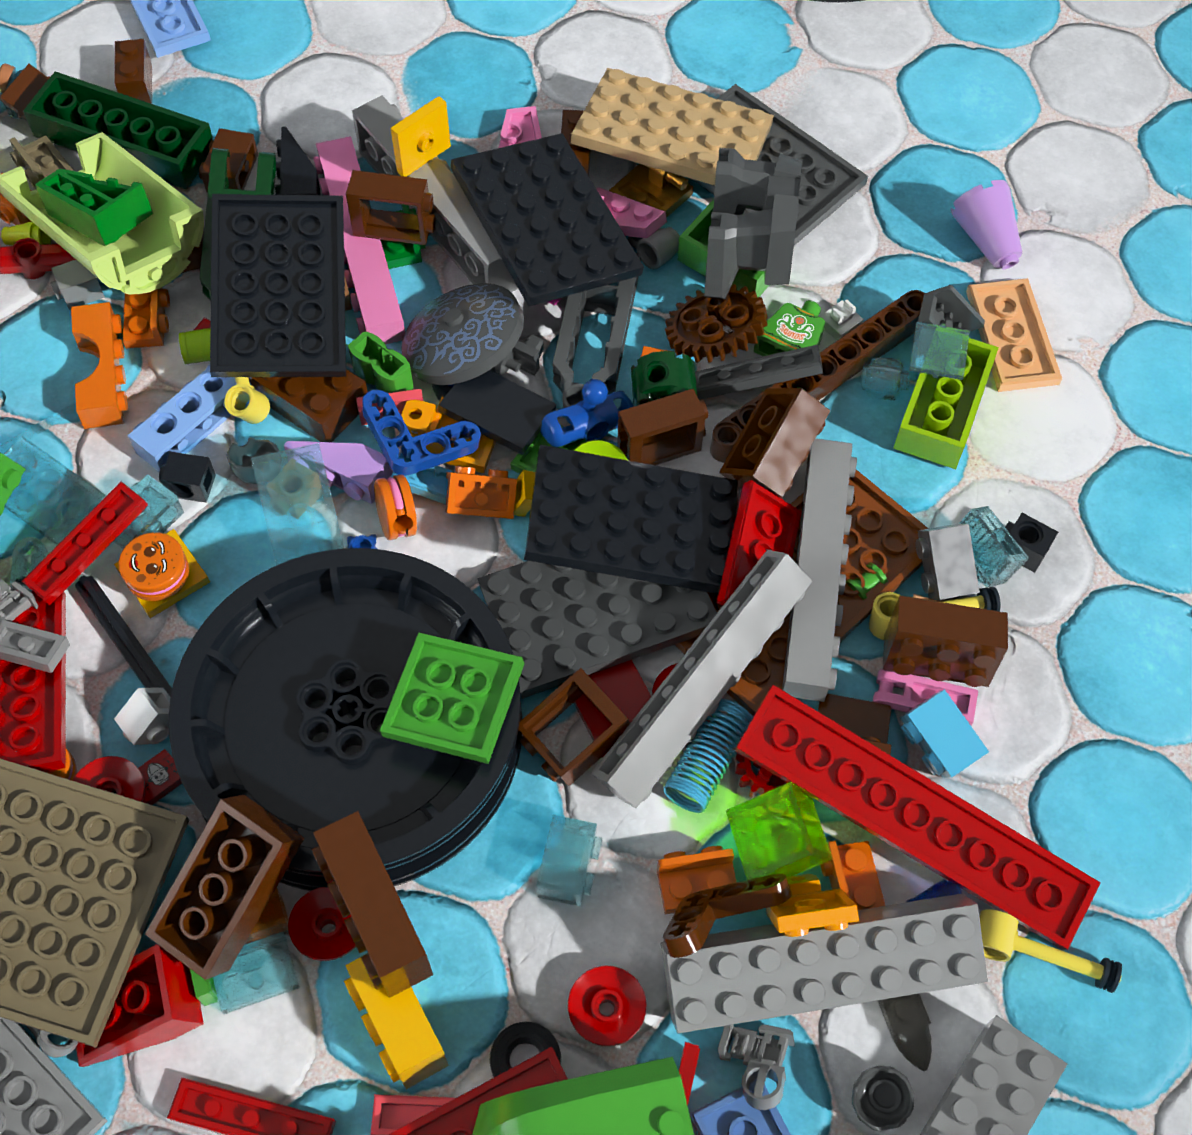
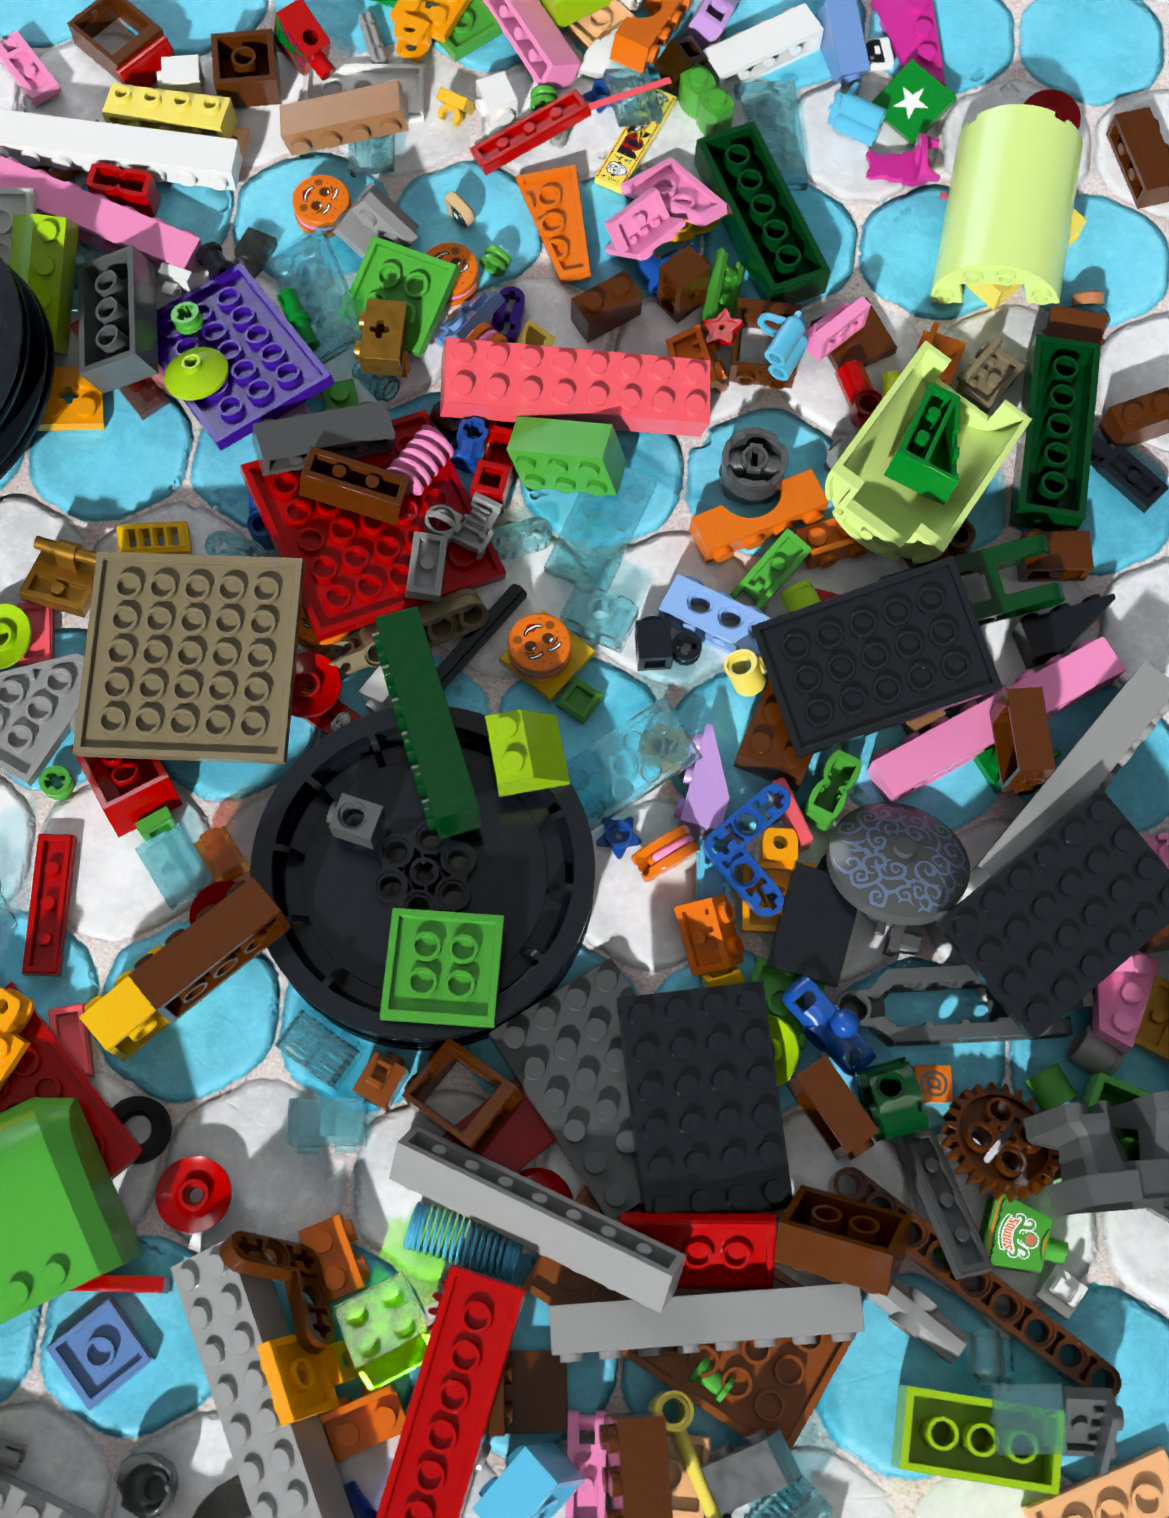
camera: 75 degrees right, 10 degrees up
(46, 354) = (752, 466): none -> flat silver brick
(85, 543) = (549, 578): red tile -> none
(89, 685) = (454, 624): none -> dark tan piece
(103, 1084) = (45, 780): none -> bright green bush
(153, 364) = (773, 569): none -> bright green hinge
(183, 93) = (1126, 474): none -> black hinge
(201, 445) = (693, 656): none -> black bush
(201, 652) = (427, 723): none -> dark green brick
(218, 555) = (579, 700): none -> bright green tile
(224, 886) = (218, 815): reddish brown brick -> none
(240, 457) = (690, 698): dark grey hair -> none
(262, 584) = (526, 751): none -> lime slope
(278, 733) = (364, 834): none -> dark grey brick
(421, 136) = (1114, 745): yellow plate -> none
(492, 855) = (319, 1048): none -> clear light blue brick
(538, 801) = (382, 1079): none -> dark orange brick
(679, 284) = (1050, 1088): none -> bright green brick
(764, 1060) = (172, 1362): light grey piece -> none
(850, 414) = (920, 1319): none -> light grey piece

